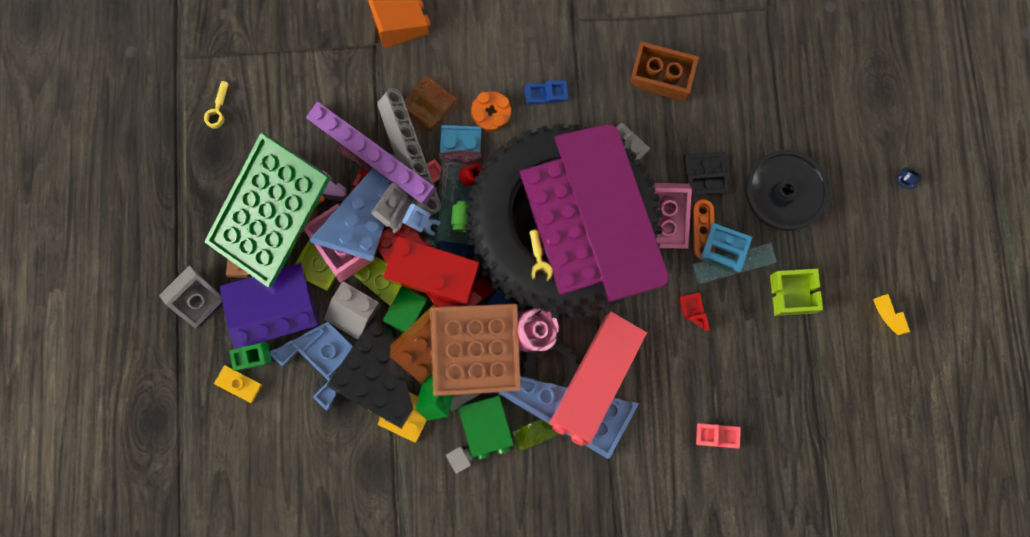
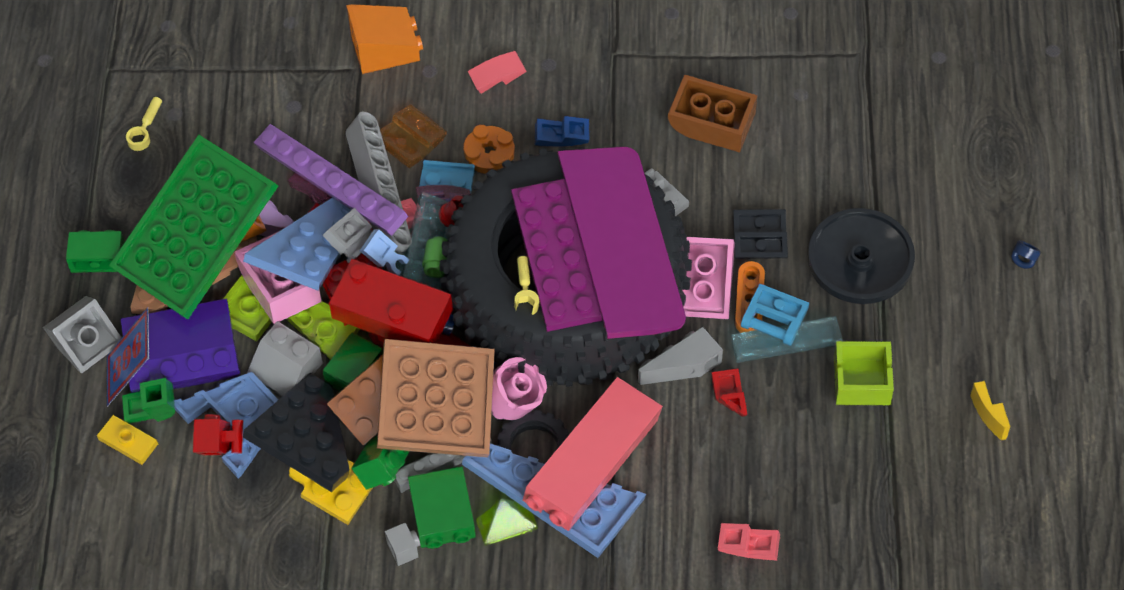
camera: 10 degrees right, 20 degrees down
(190, 225) = (93, 250): none -> green brick
(228, 324) = (127, 356): none -> sticker
(305, 383) = (214, 436): none -> red brick
(491, 40) = (498, 69): none -> coral slope
(674, 283) = (685, 360): none -> light grey slope

